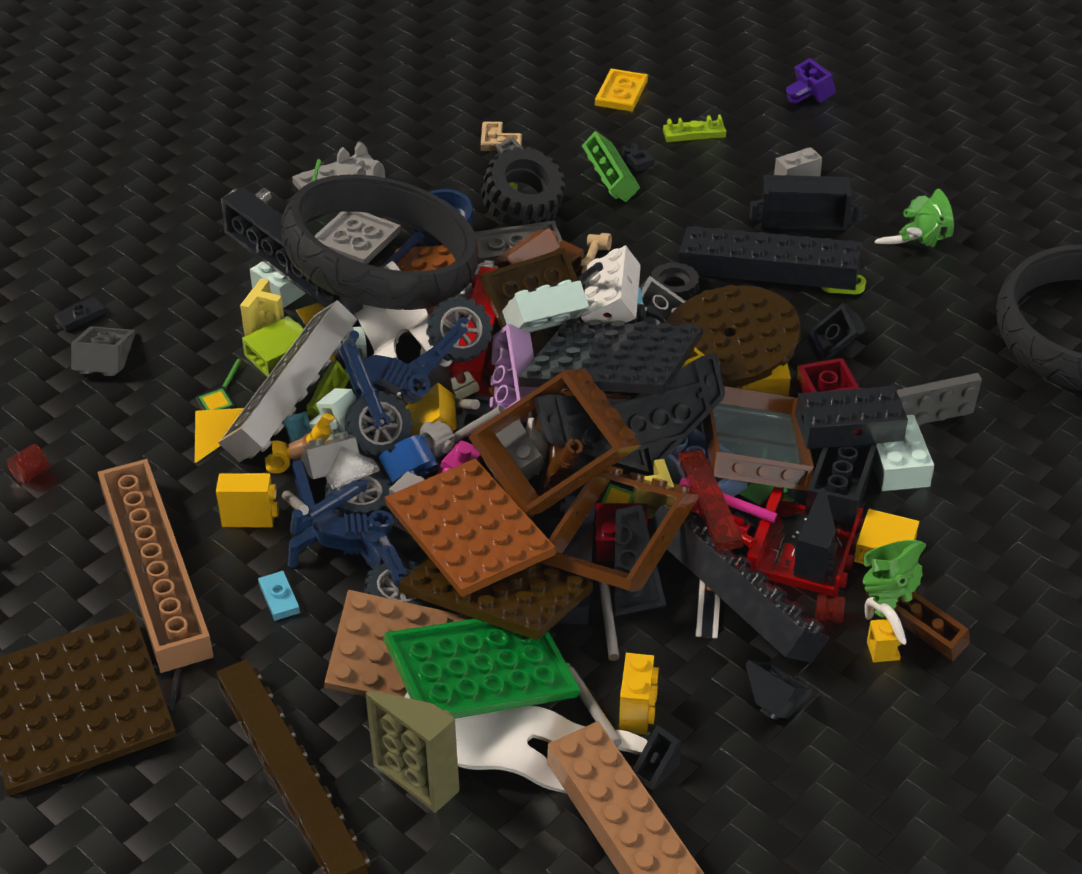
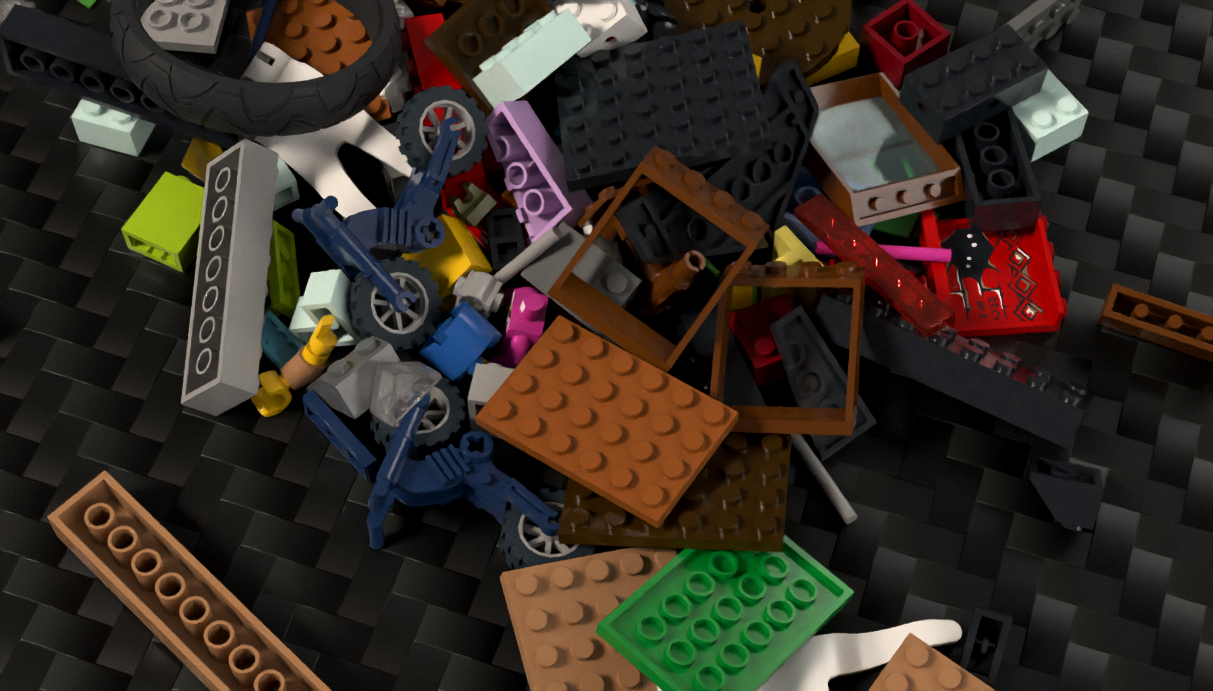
camera: 25 degrees left, 15 degrees up
(210, 428) = (155, 376): yellow sticker -> none
(219, 397) = (130, 332): piece -> none
(246, 500) = (274, 478): yellow brick -> none
(261, 308) = (126, 176): light yellow bracket -> none
(278, 595) = (387, 599): medium azure plate -> none
(295, 502) = (346, 461): light grey bar -> none
(467, 404) = (496, 232): light grey bar -> none
(594, 708) = (878, 608): light grey bar -> none
(638, 693) = (920, 566): yellow brick -> none
(707, 612) = (926, 411): sticker -> none
(816, 543) = (1018, 270): black slope -> none
(830, 608) = (1067, 353): clear red wheel -> none
(882, 641) = (1155, 368): yellow brick -> none
(883, 529) = (1085, 235): yellow brick -> none
(892, 575) = (1141, 296): bright green helmet -> none

